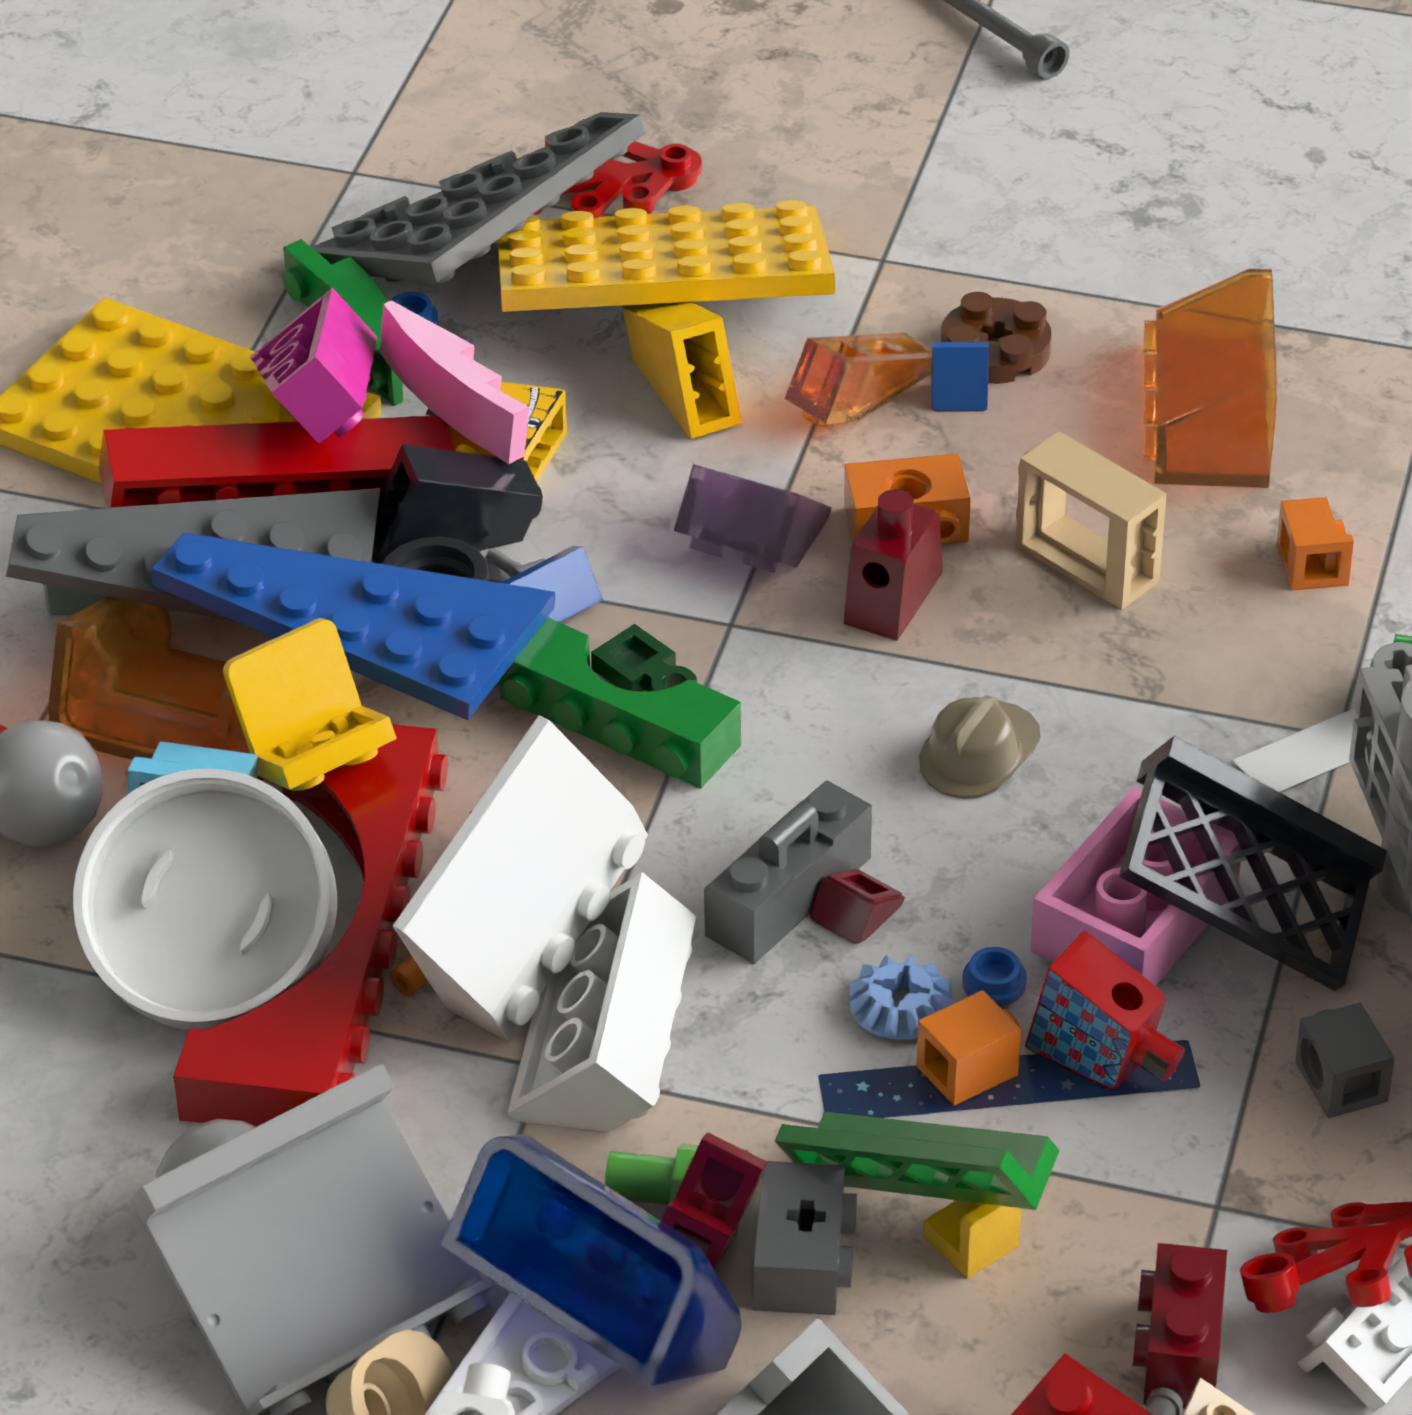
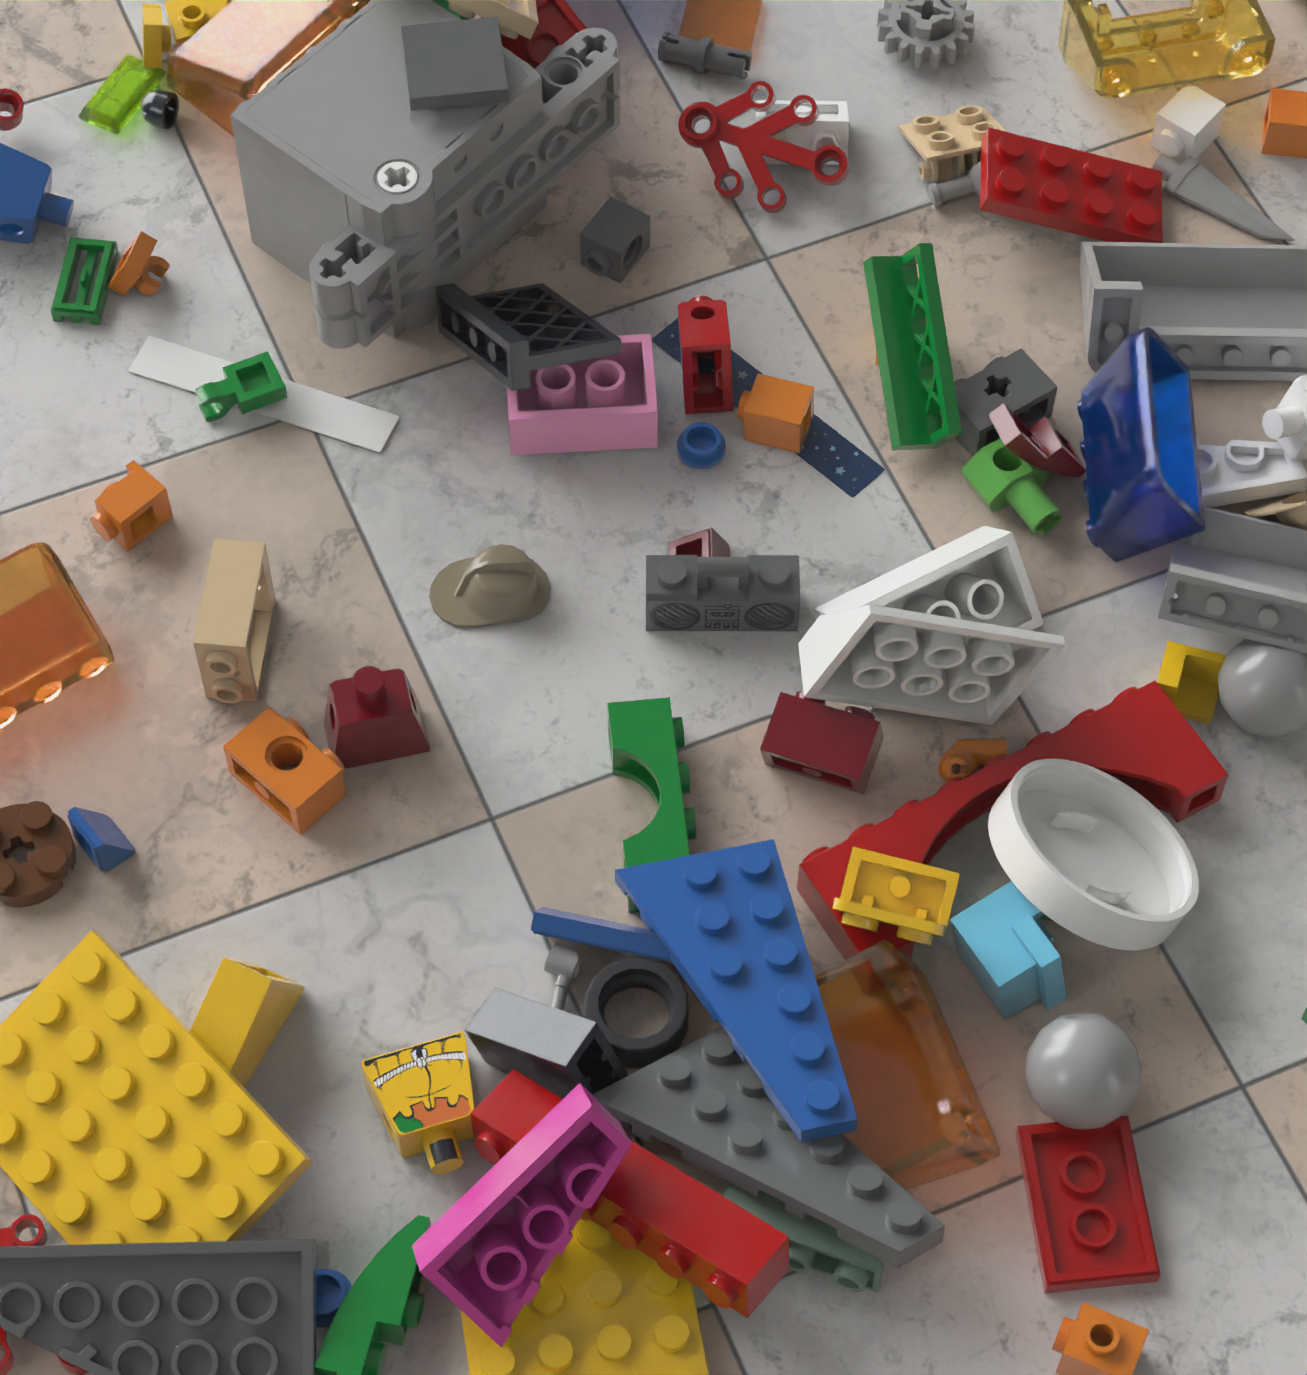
camera: 130 degrees left, 15 degrees up
(452, 385) = (442, 1127): bright pink slope -> none
(638, 662) = (601, 821): dark green plate -> none
(749, 518) = (382, 856): clear purple slope -> none
(855, 375) = (153, 896): clear orange slope -> none
(873, 1003) = (752, 501): light blue gear -> none
(1185, 1318) = (886, 198): dark red brick -> none

